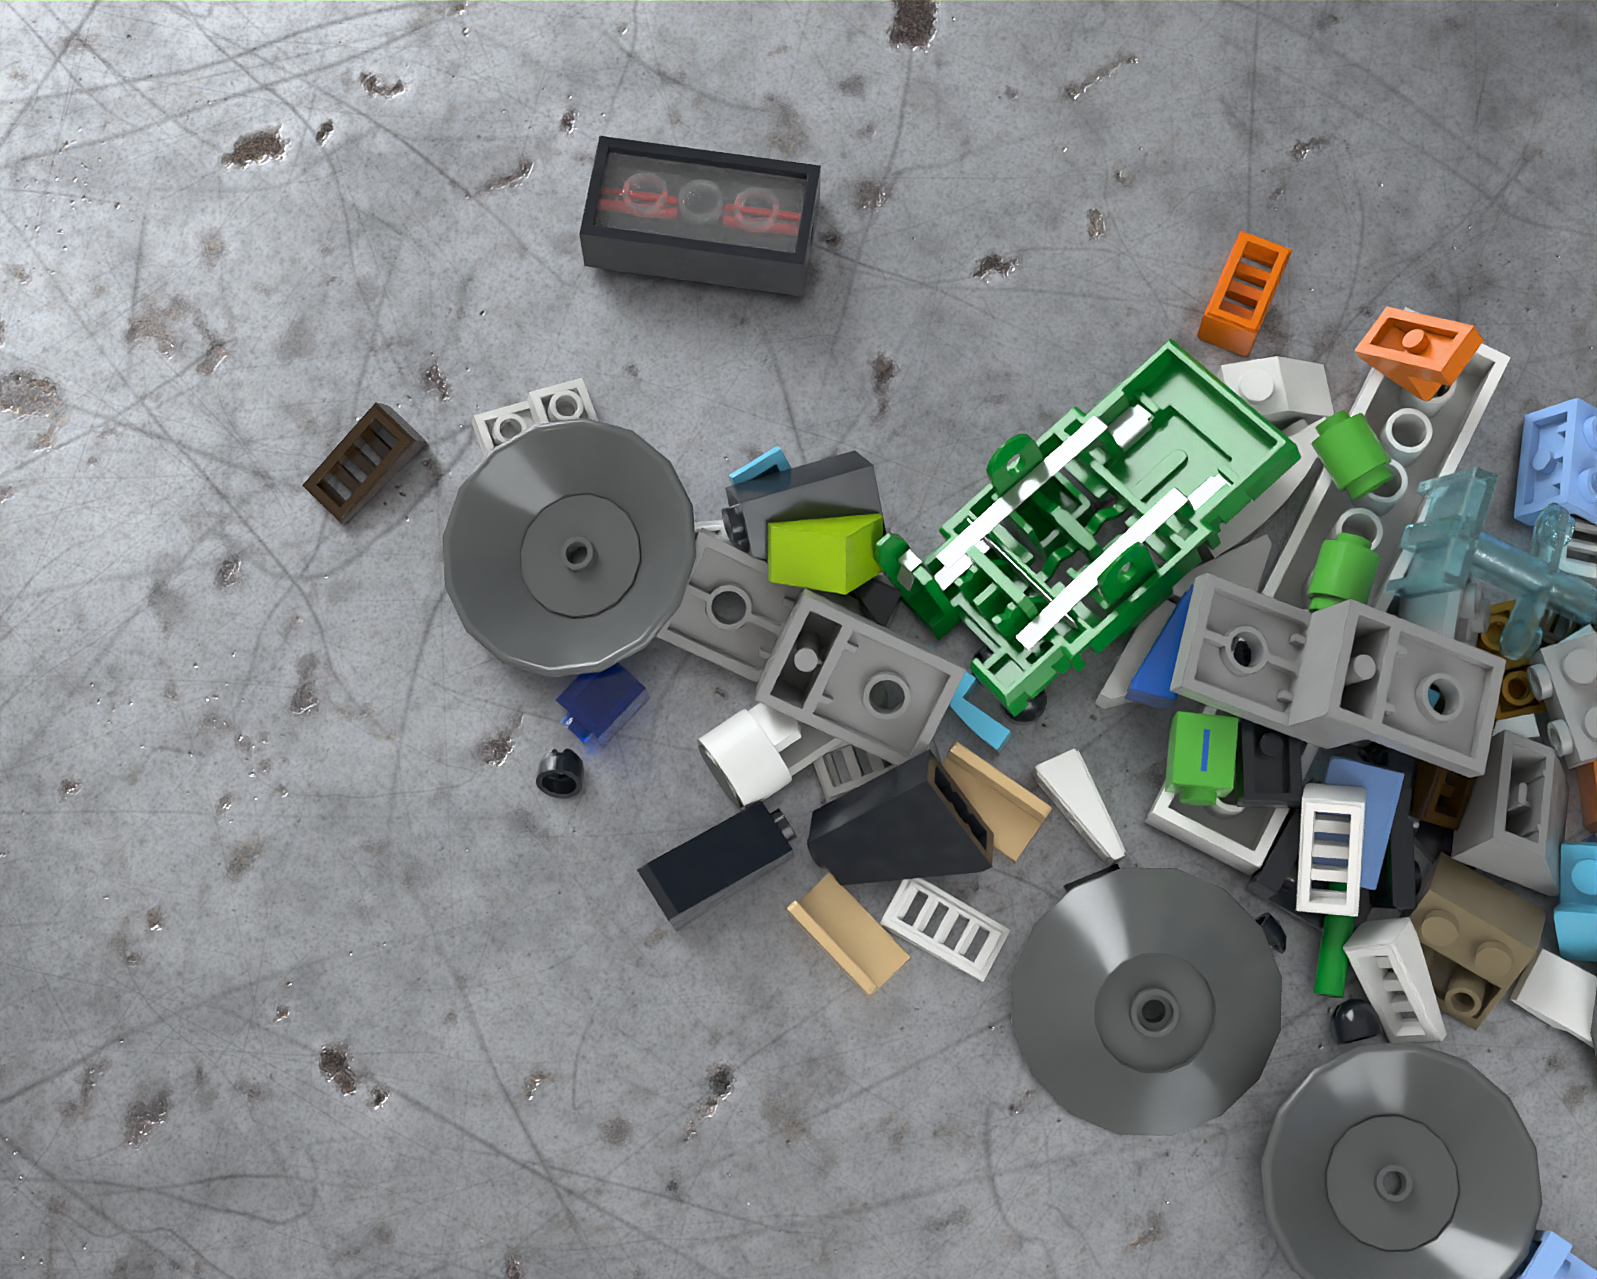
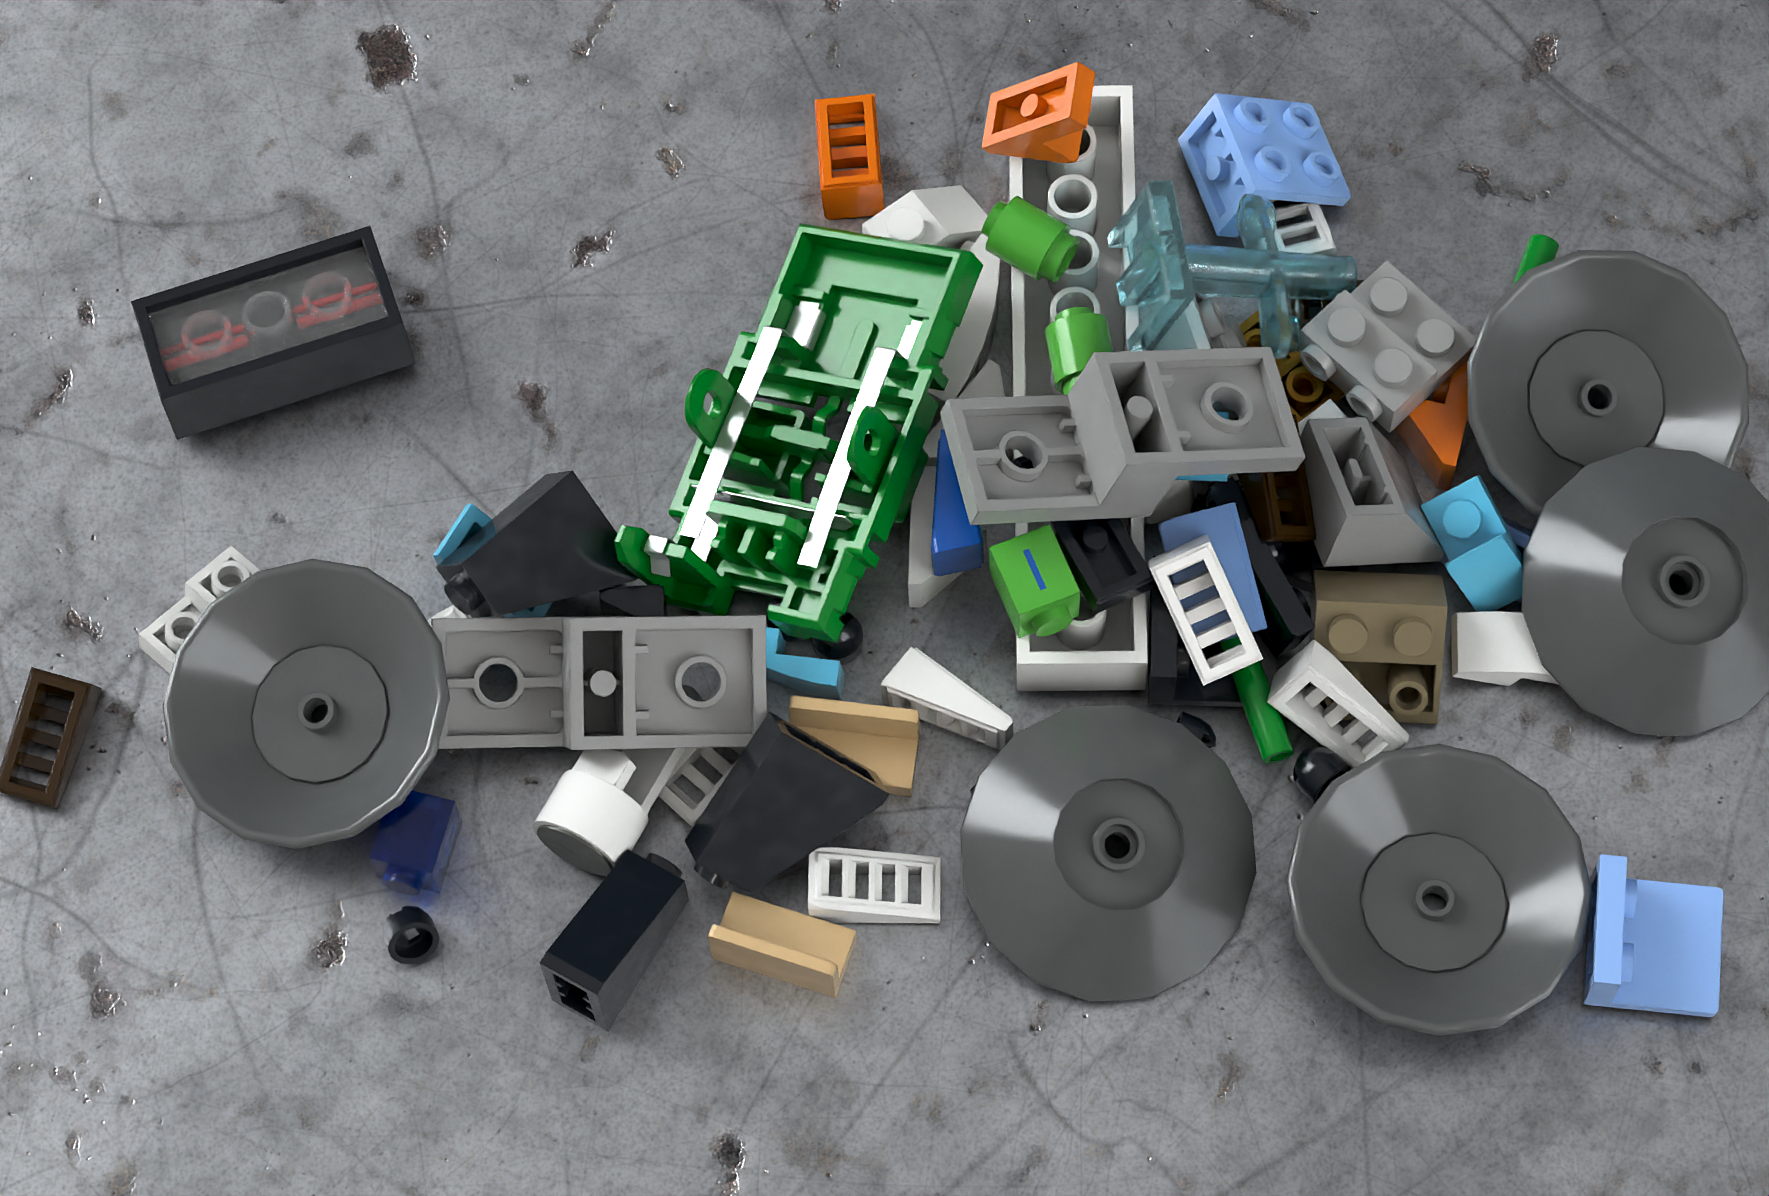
camera: 30 degrees left, 10 degrees down
(824, 552) = (566, 577): lime slope -> none

